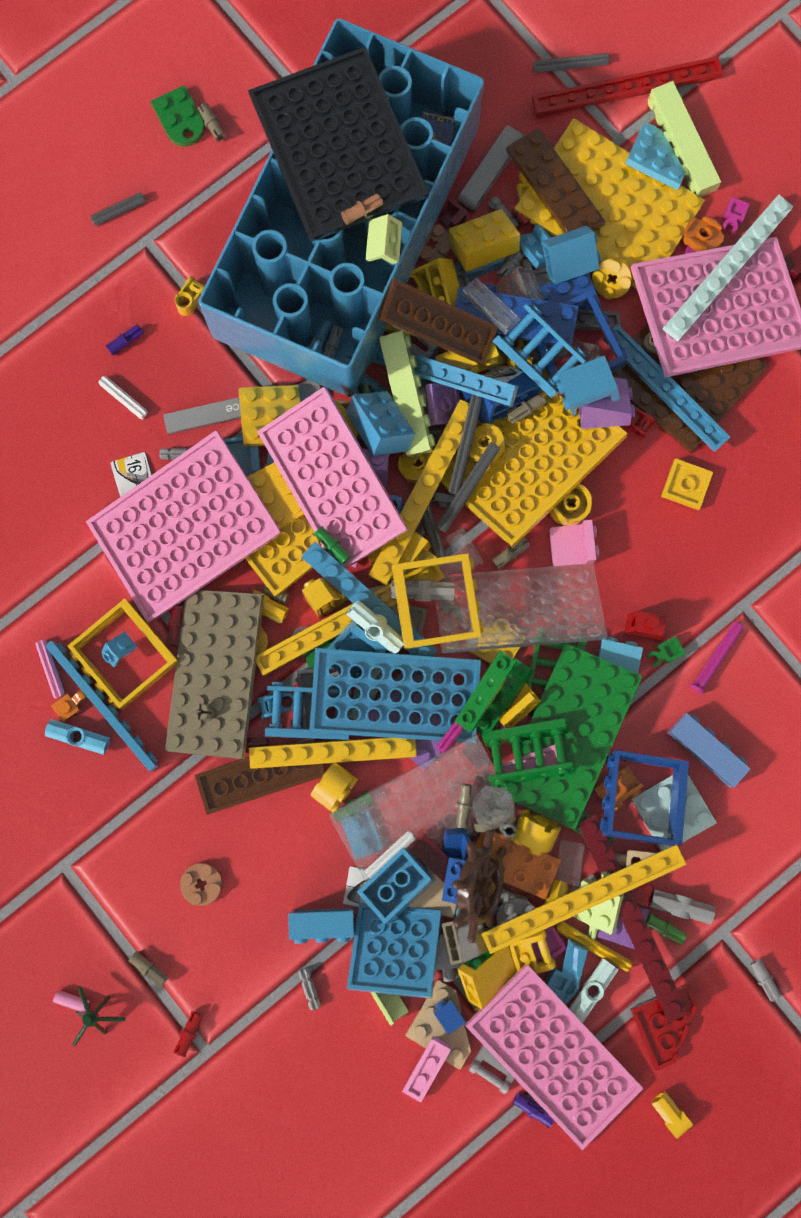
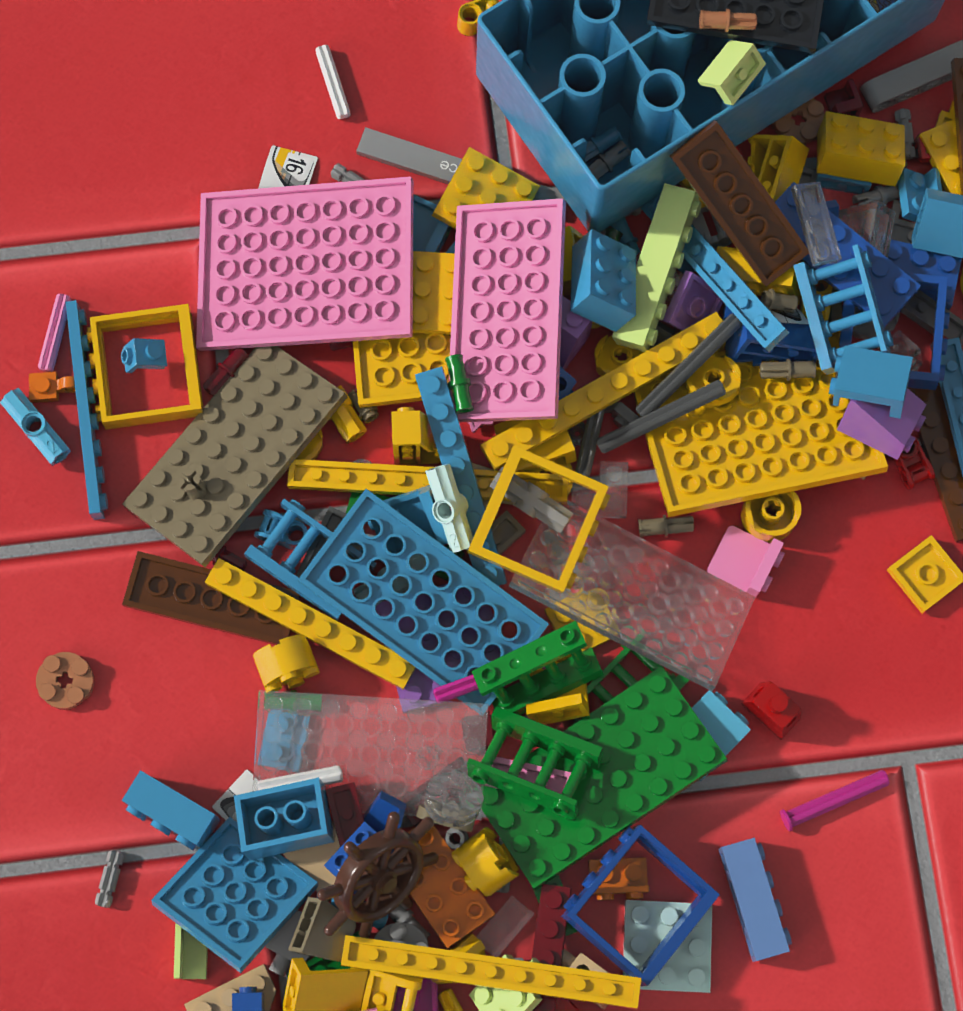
camera: 30 degrees right, 5 degrees down
(124, 339) = (375, 19): dark purple axle -> none
(464, 805) = (421, 777): dark tan pin -> none
(496, 369) = (779, 301): none -> dark tan pin
(668, 651) = (781, 754): green plate -> none

